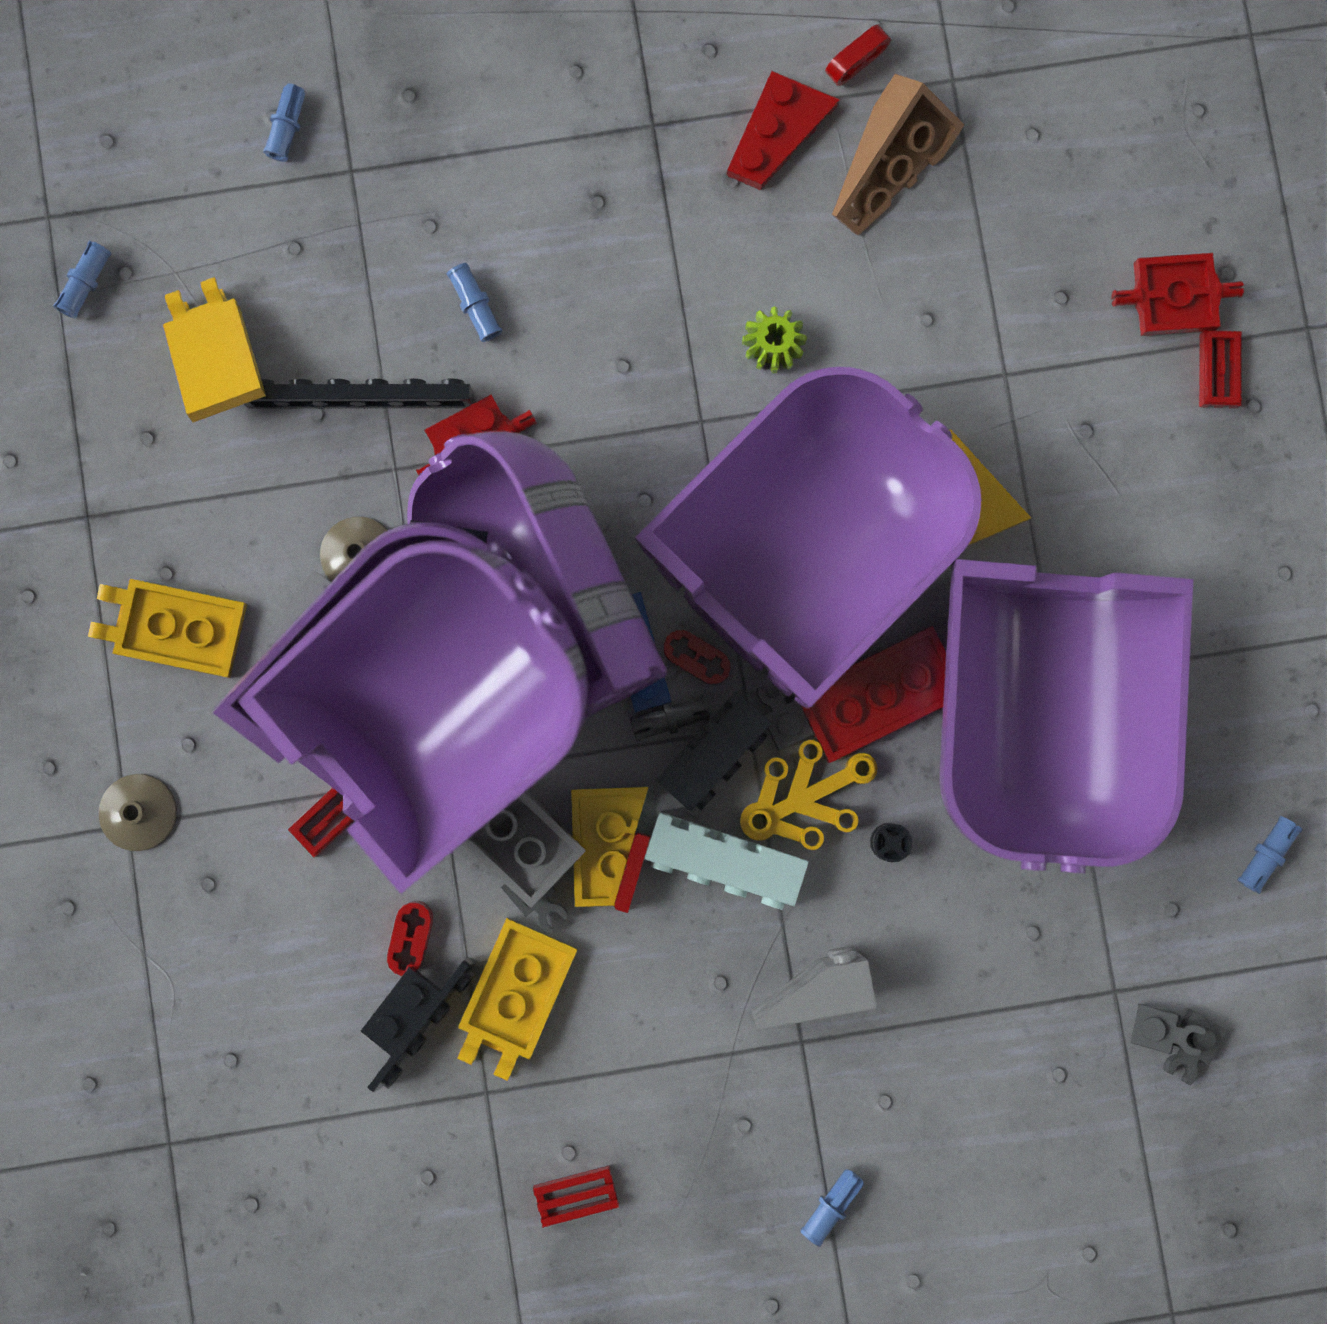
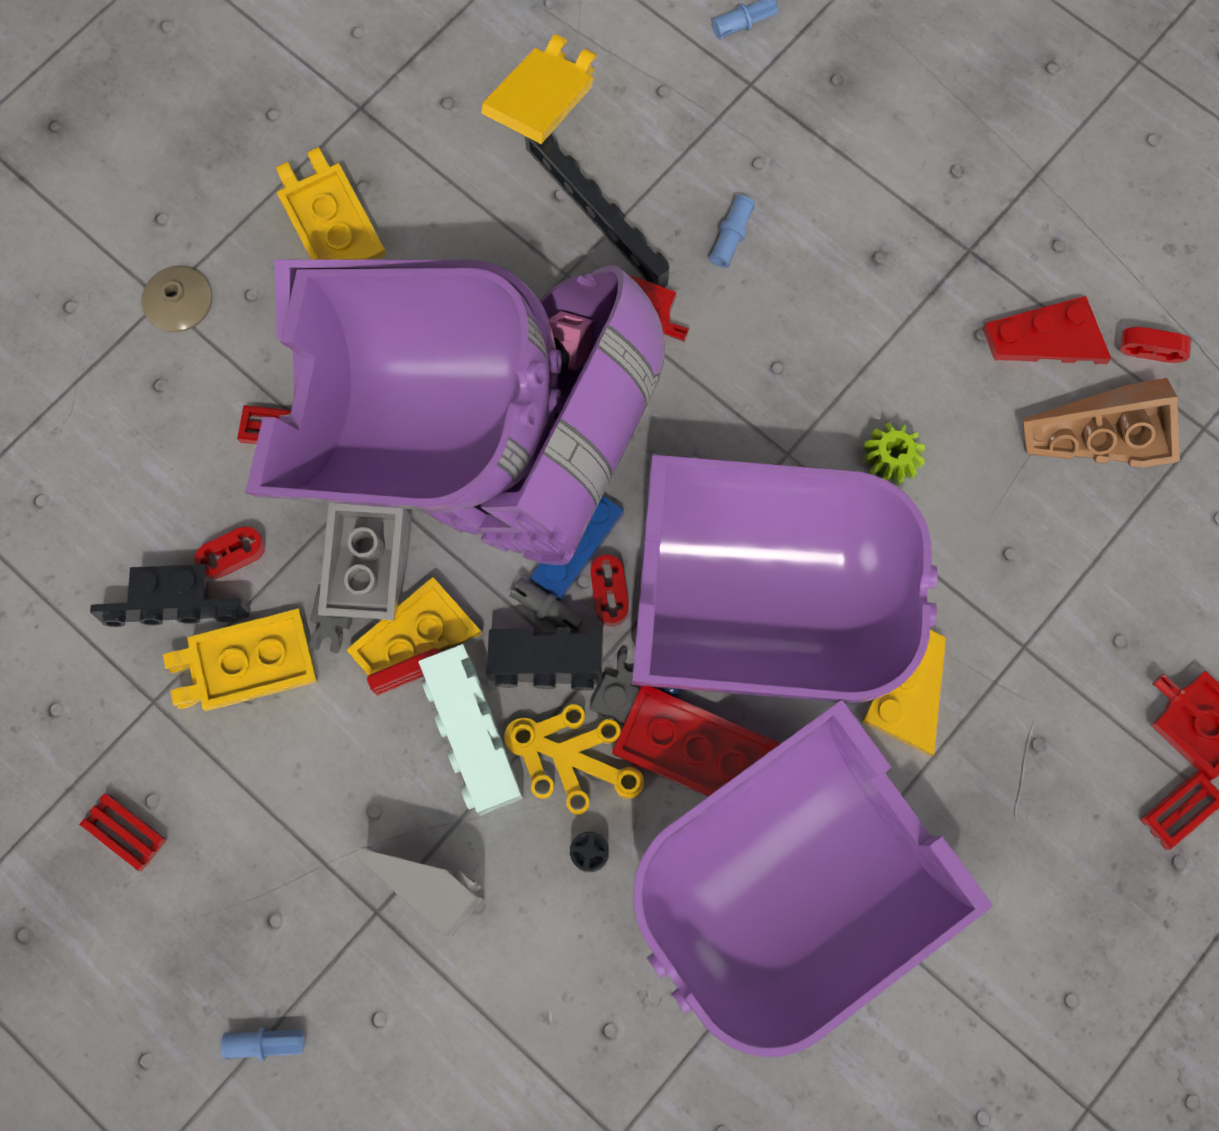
camera: 55 degrees right, 10 degrees down
(465, 510) = (574, 336): none -> bright pink panel

